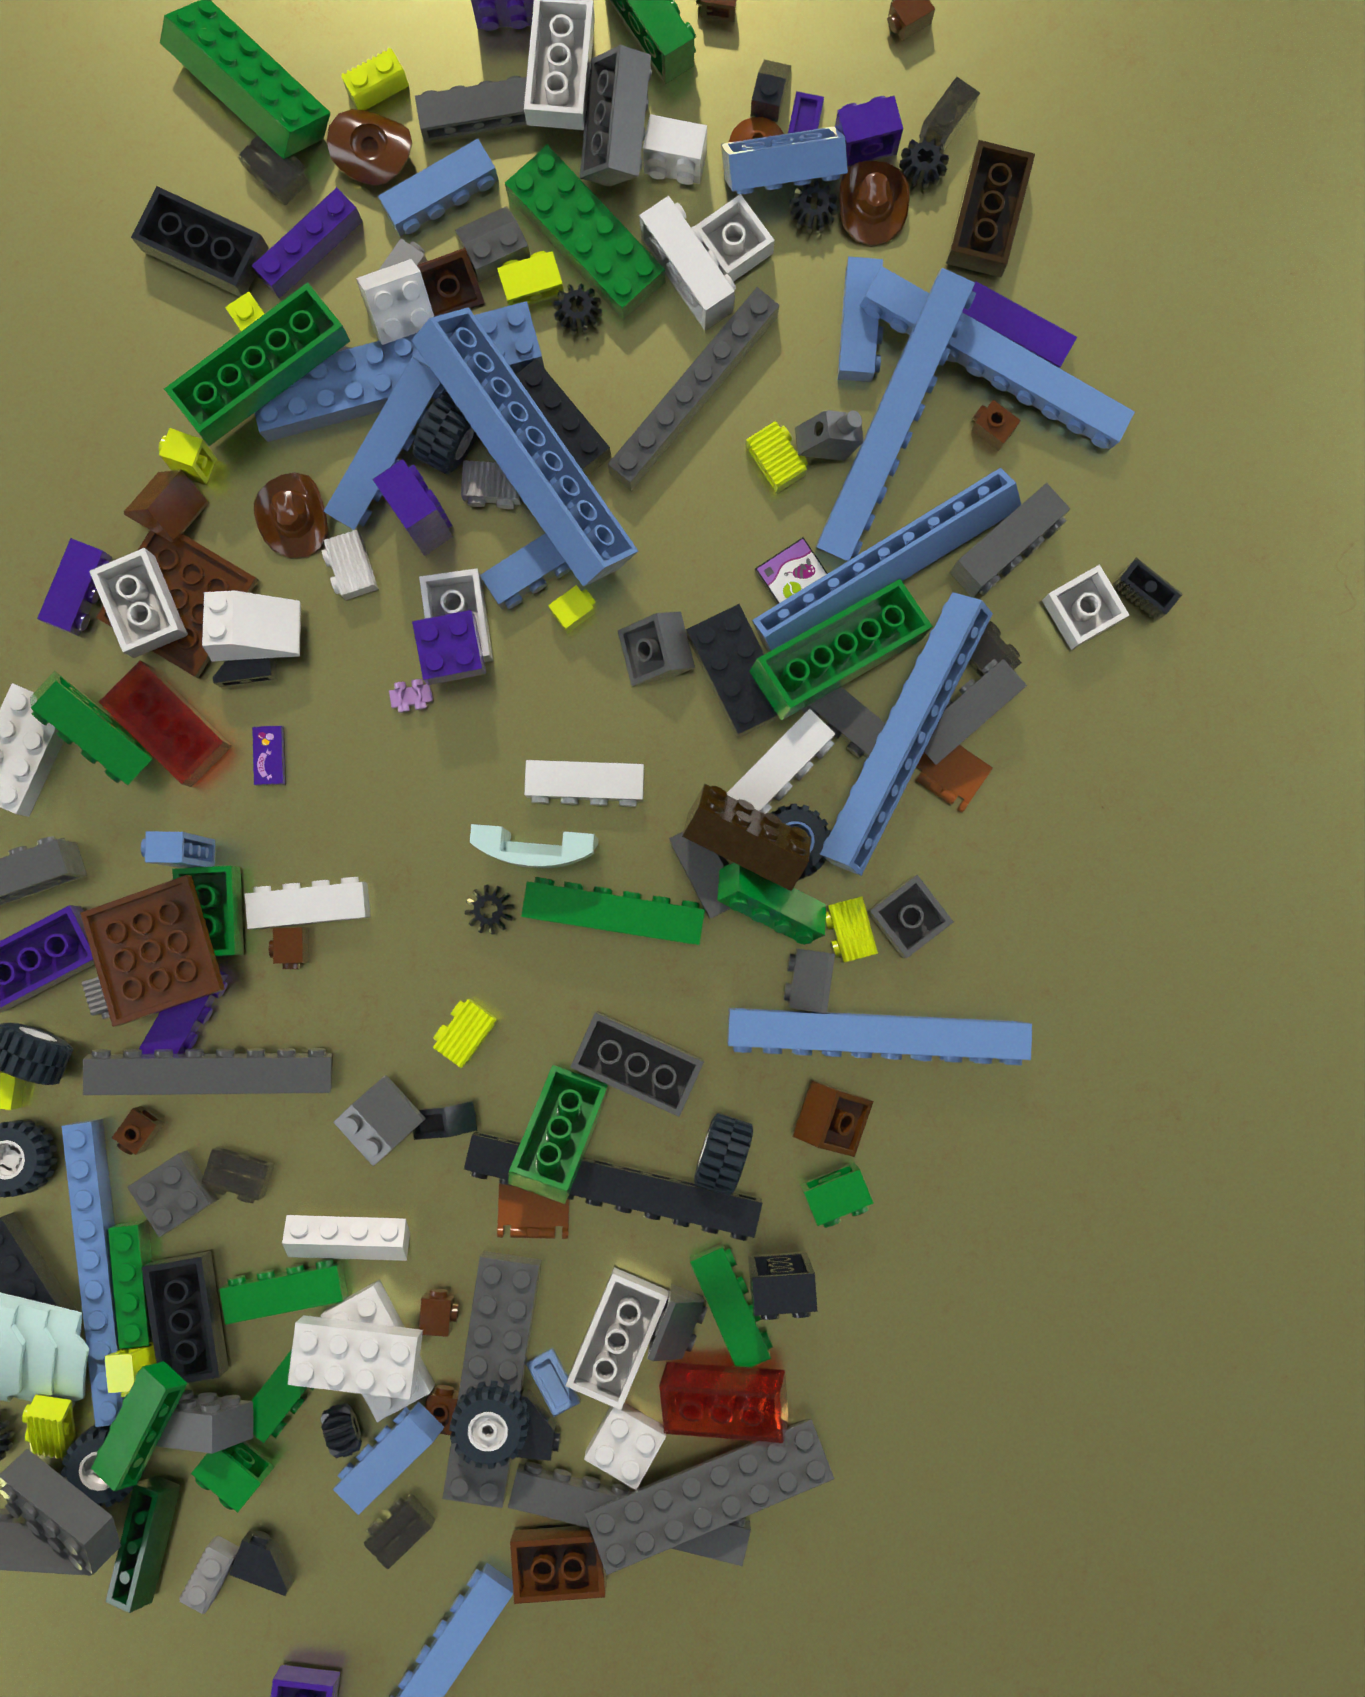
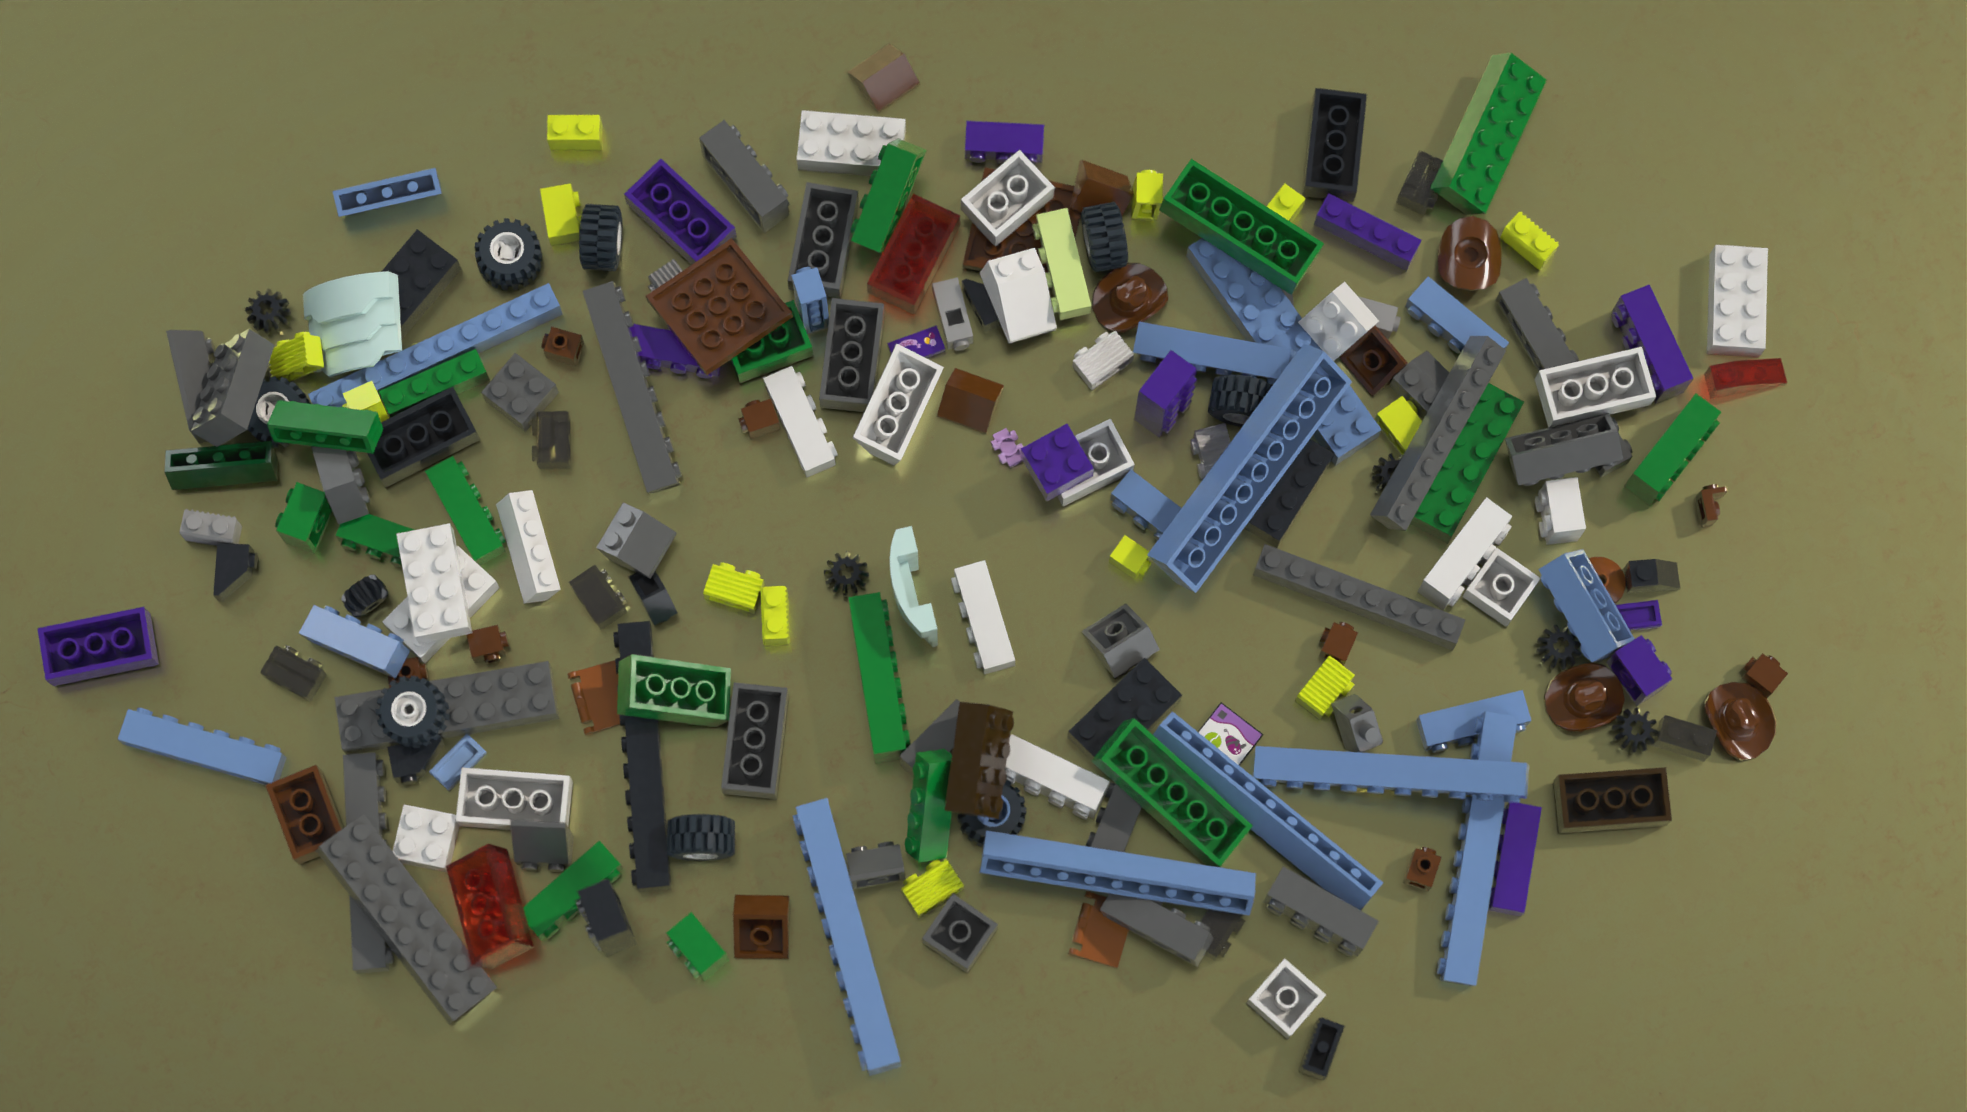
camera: 65 degrees right, 10 degrees down
(111, 811) = (825, 234): none -> dark grey brick
(217, 515) = (1104, 236): none -> black wheel
(231, 569) = (1063, 264): none -> yellowish green brick
(246, 705) = (952, 314): none -> light grey brick
(254, 826) = (851, 354): none -> dark grey brick
(326, 795) = (897, 404): none -> white slope
(346, 718) = (969, 400): none -> reddish brown slope
(425, 1179) = (598, 596): none -> clear smoke brick
(509, 999) = (775, 615): none -> neon yellow brick
(551, 240) = (1438, 432): none -> dark grey brick
(733, 427) = (1338, 641): none -> reddish brown brick
(945, 50) = (1742, 719): none -> reddish brown hat

